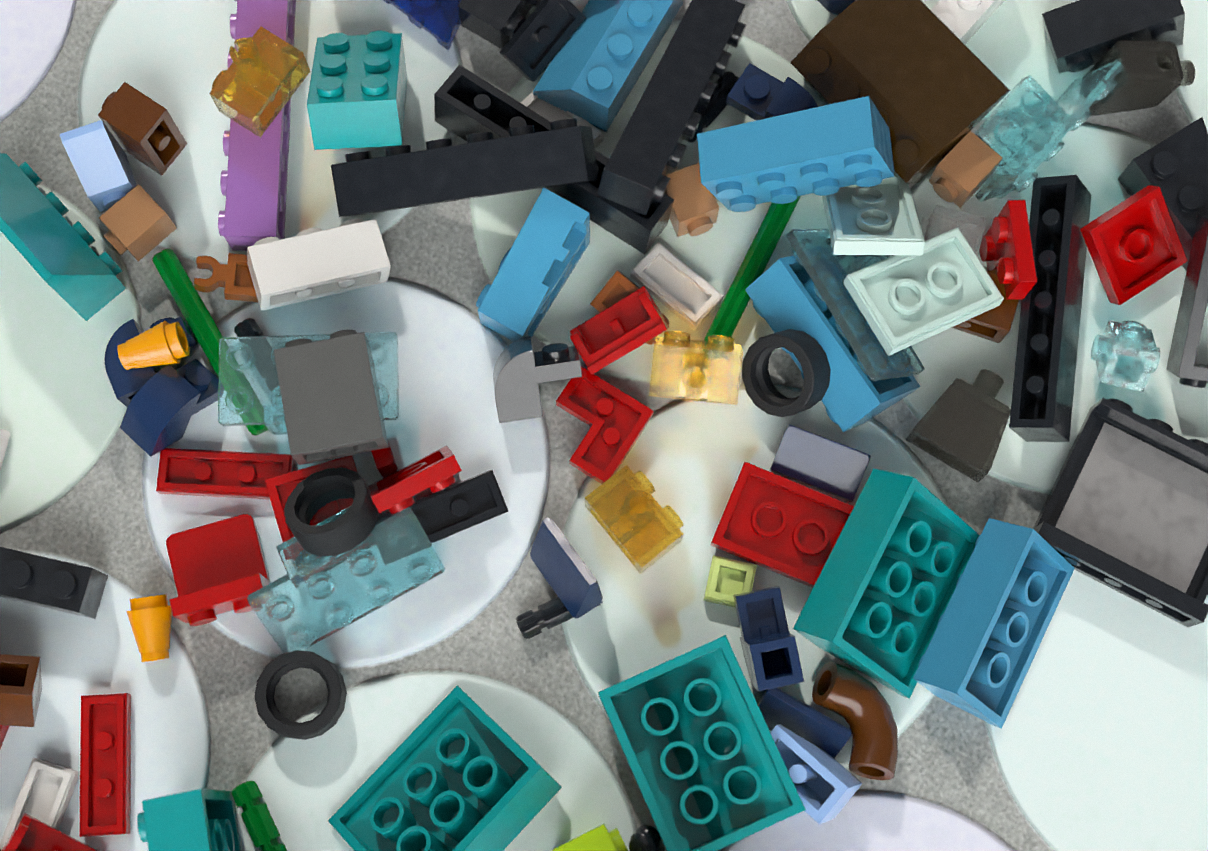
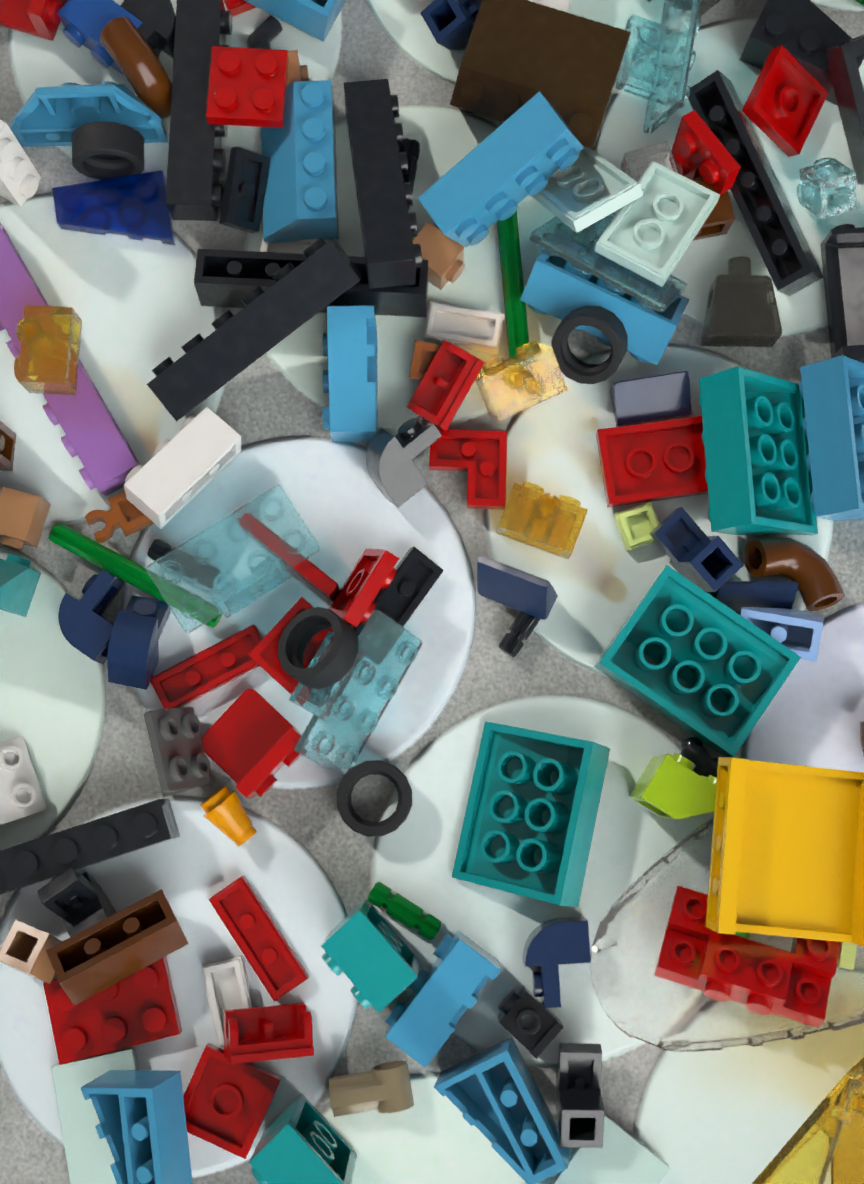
camera: 30 degrees left, 5 degrees up
(138, 530) = (177, 749): none -> dark grey bracket
(155, 347) = (99, 604): light orange cone -> none
(330, 397) = (264, 560): dark grey brick -> none
(357, 91) = (132, 313): teal brick -> none
(765, 96) = (450, 142): dark blue brick -> none
(964, 170) = (627, 115): medium nougat brick -> none

